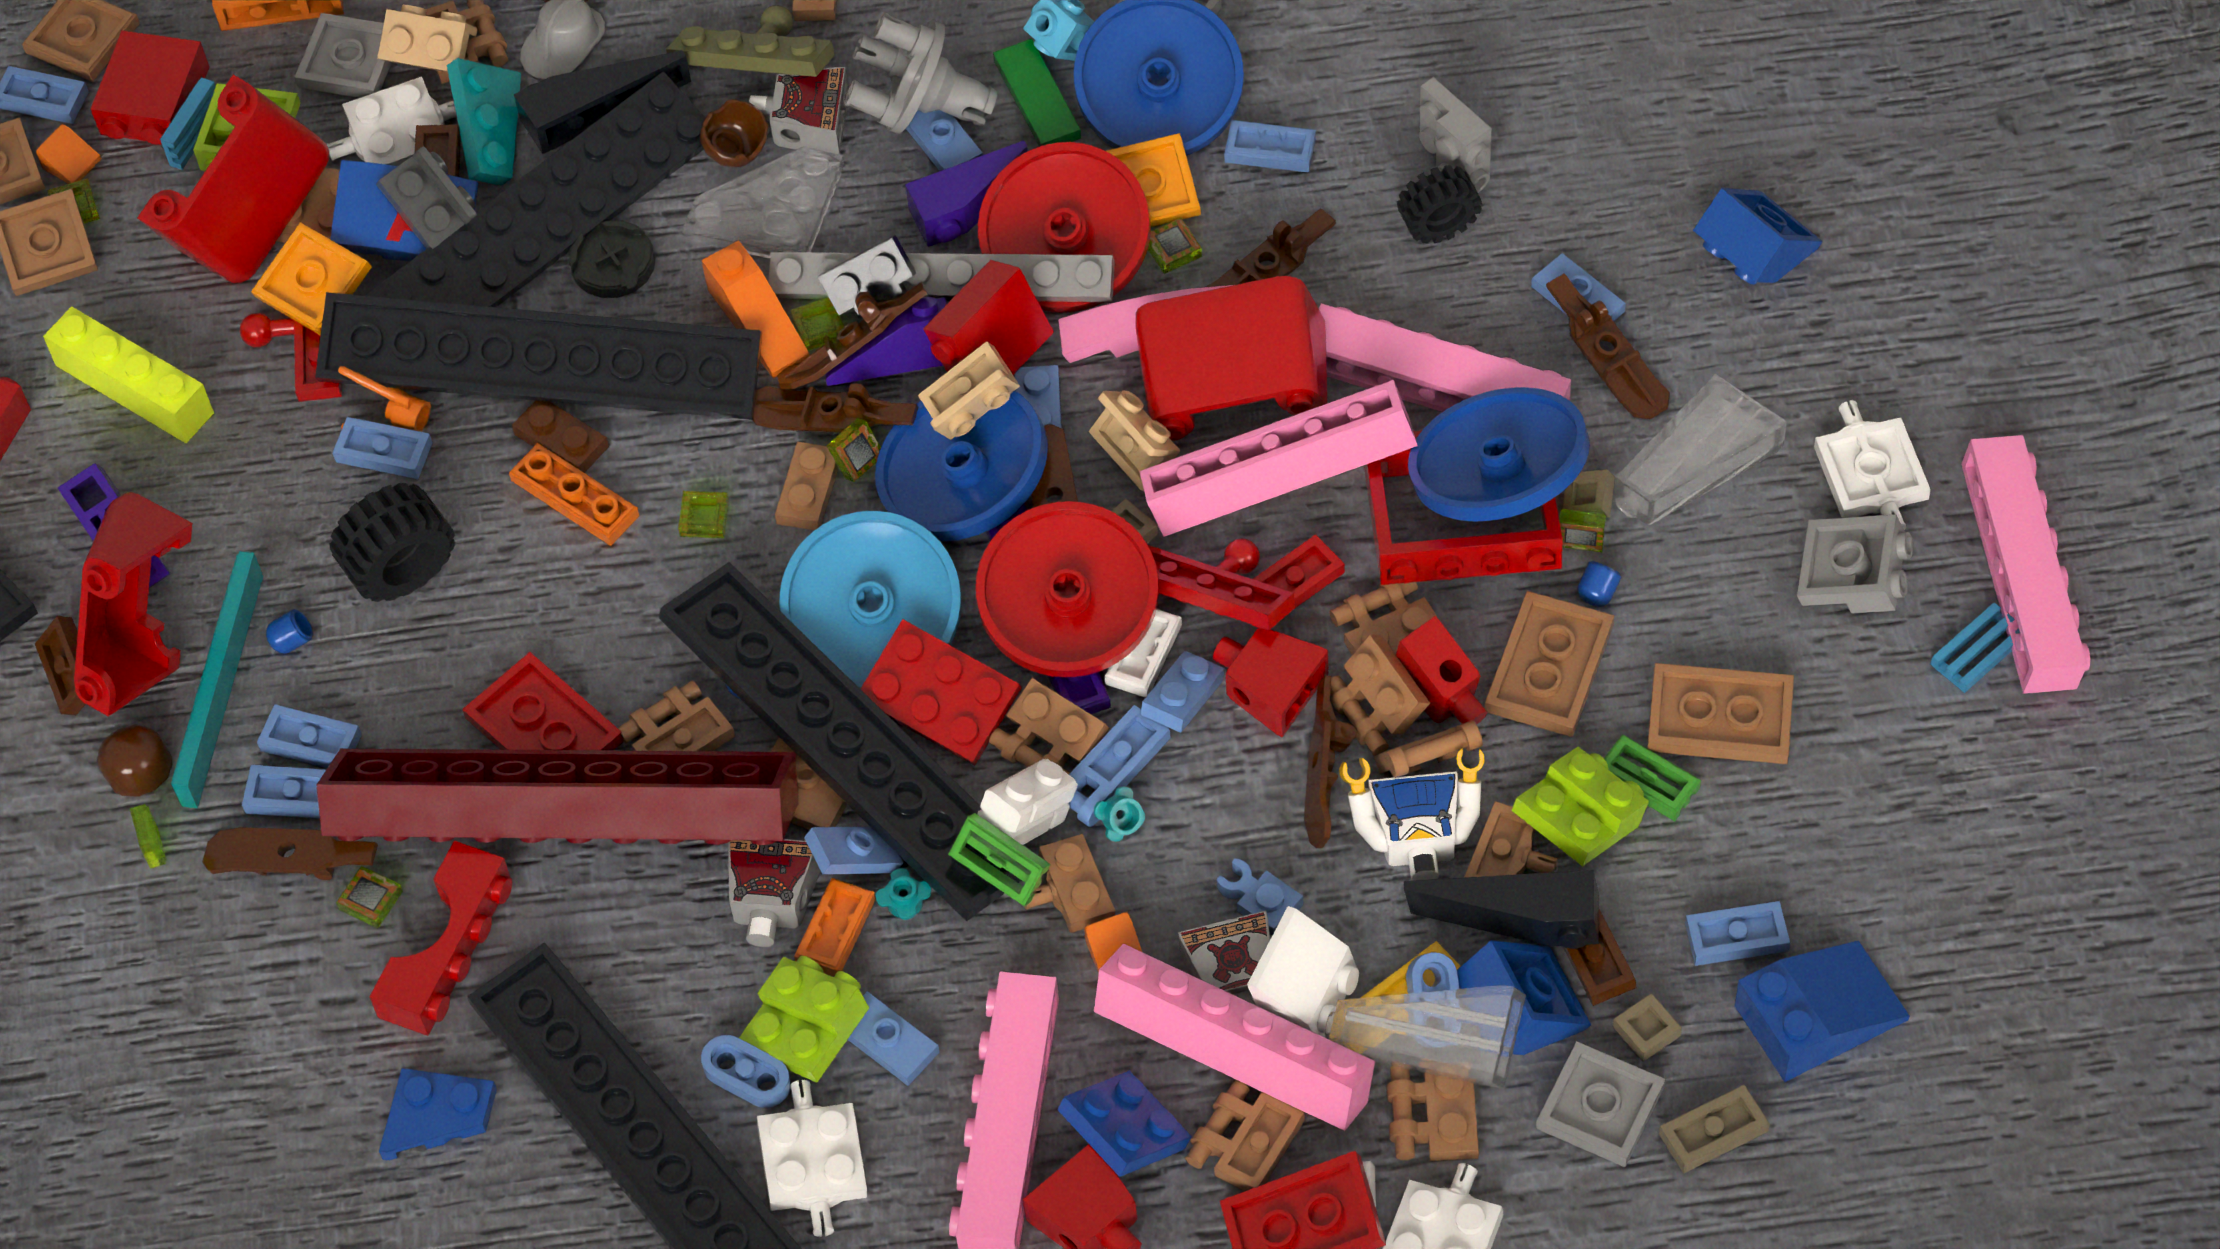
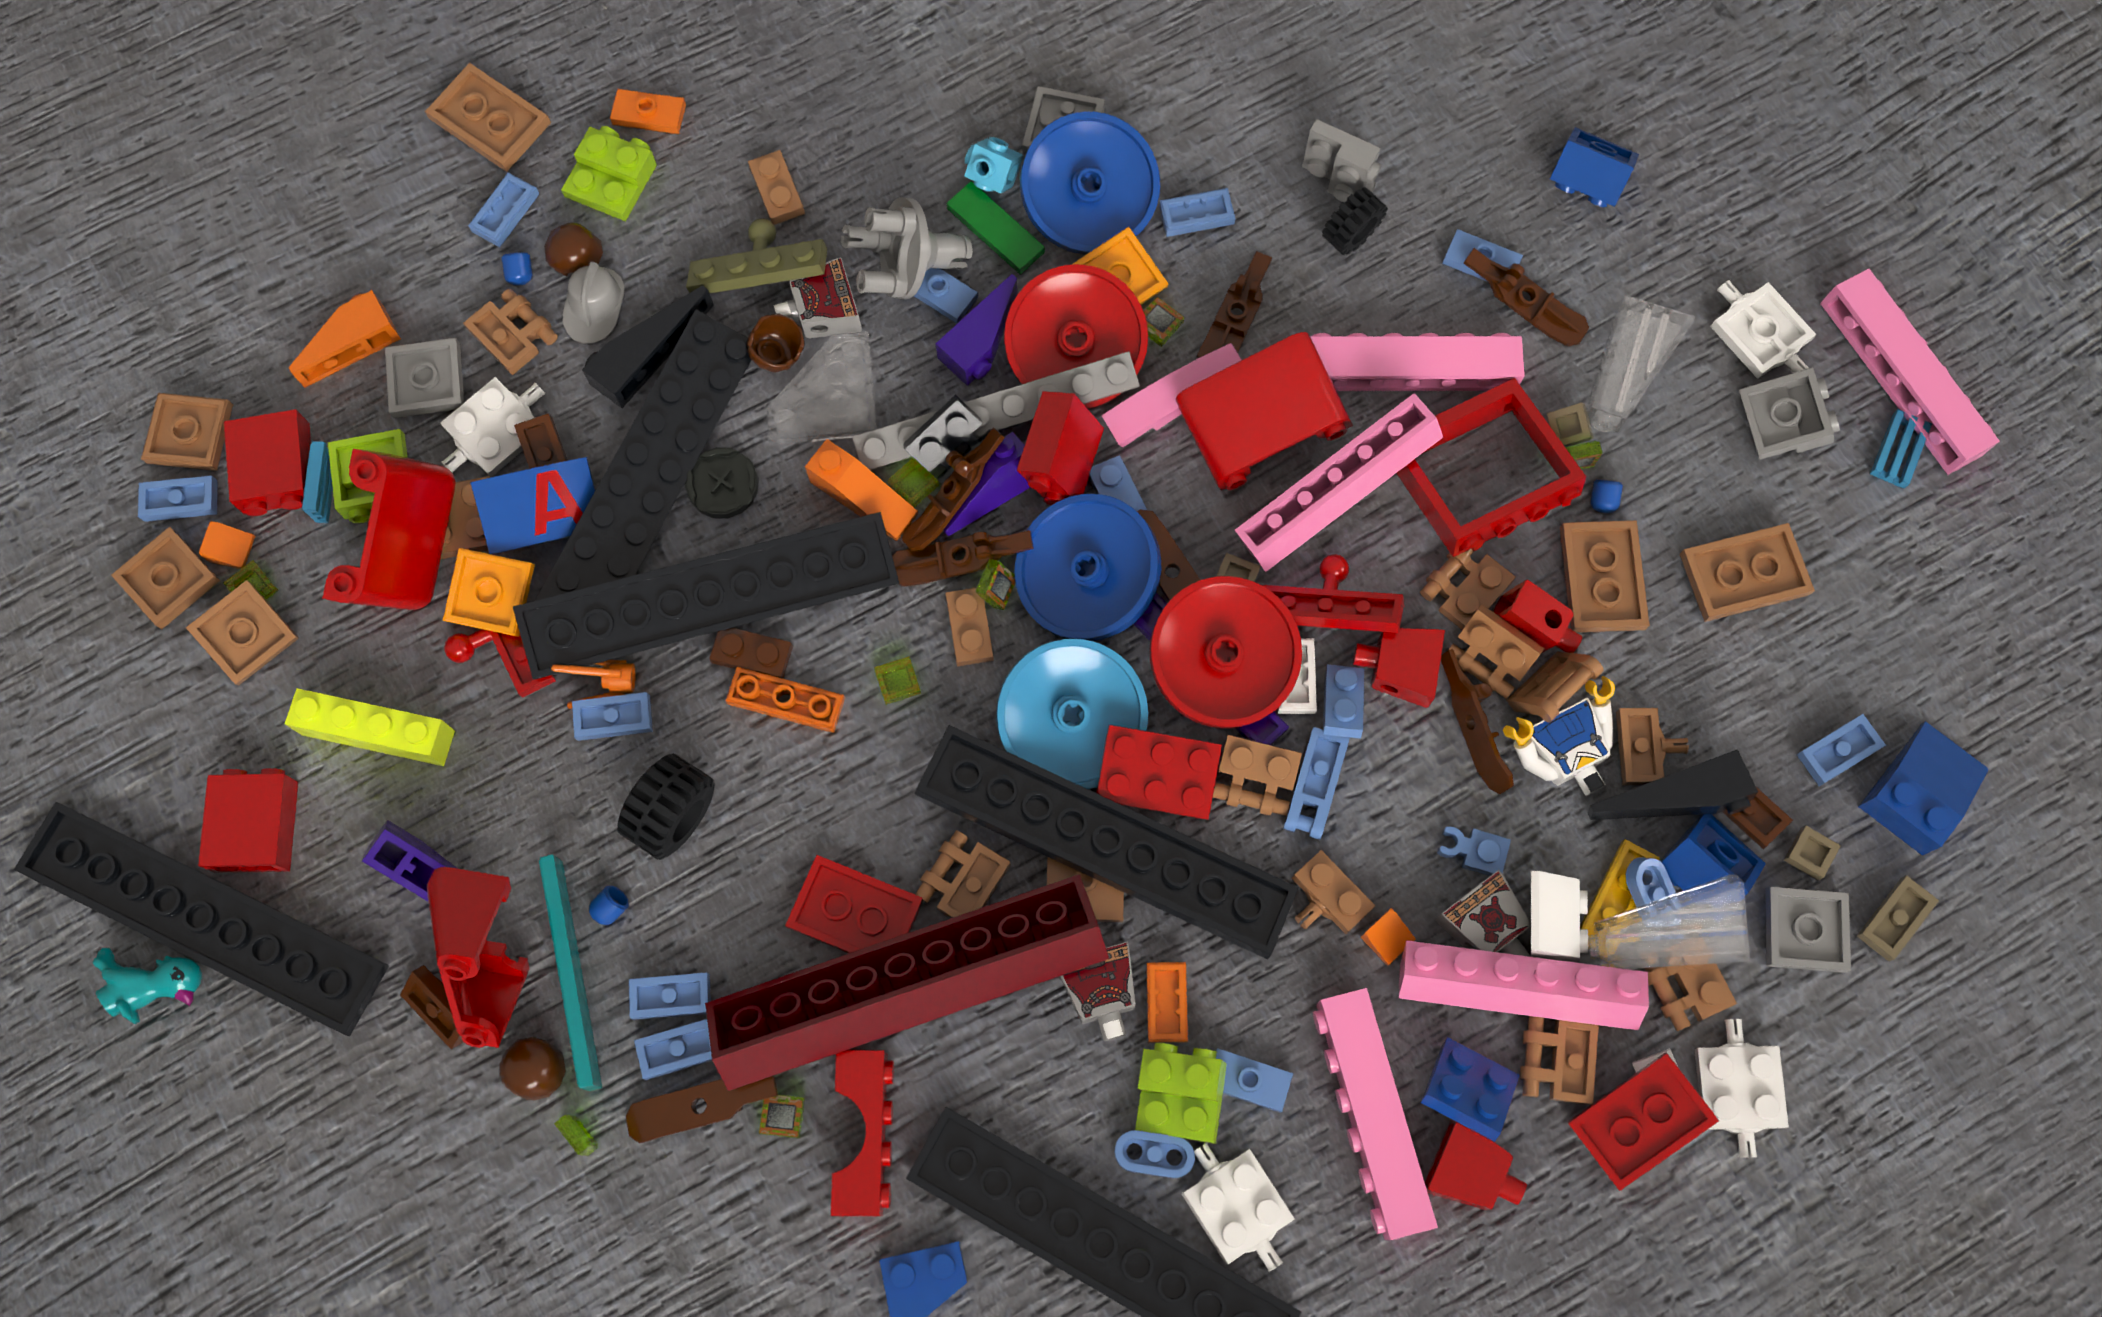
camera: 25 degrees left, 15 degrees up
(423, 40) = (486, 346): tan bracket -> none
(427, 197) = (556, 489): dark grey bracket -> none
(486, 118) = (566, 396): teal wing -> none
(851, 851) = (1154, 937): medium blue plate -> none
(906, 906) = (1198, 960): teal plate -> none
(968, 391) = (1074, 510): tan bracket -> none
(980, 835) = (1281, 900): bright green tile -> none
(1029, 801) = (1275, 850): white brick -> none
(1131, 435) = (1210, 500): tan bracket -> none
(1132, 815) = (1343, 823): teal plate -> none
(1304, 570) = (1385, 566): red plate -> none
(1499, 454) = (1514, 425): blue dish -> none
(1582, 806) = (1686, 689): lime plate -> none
(1660, 794) = (1704, 654): bright green tile -> none

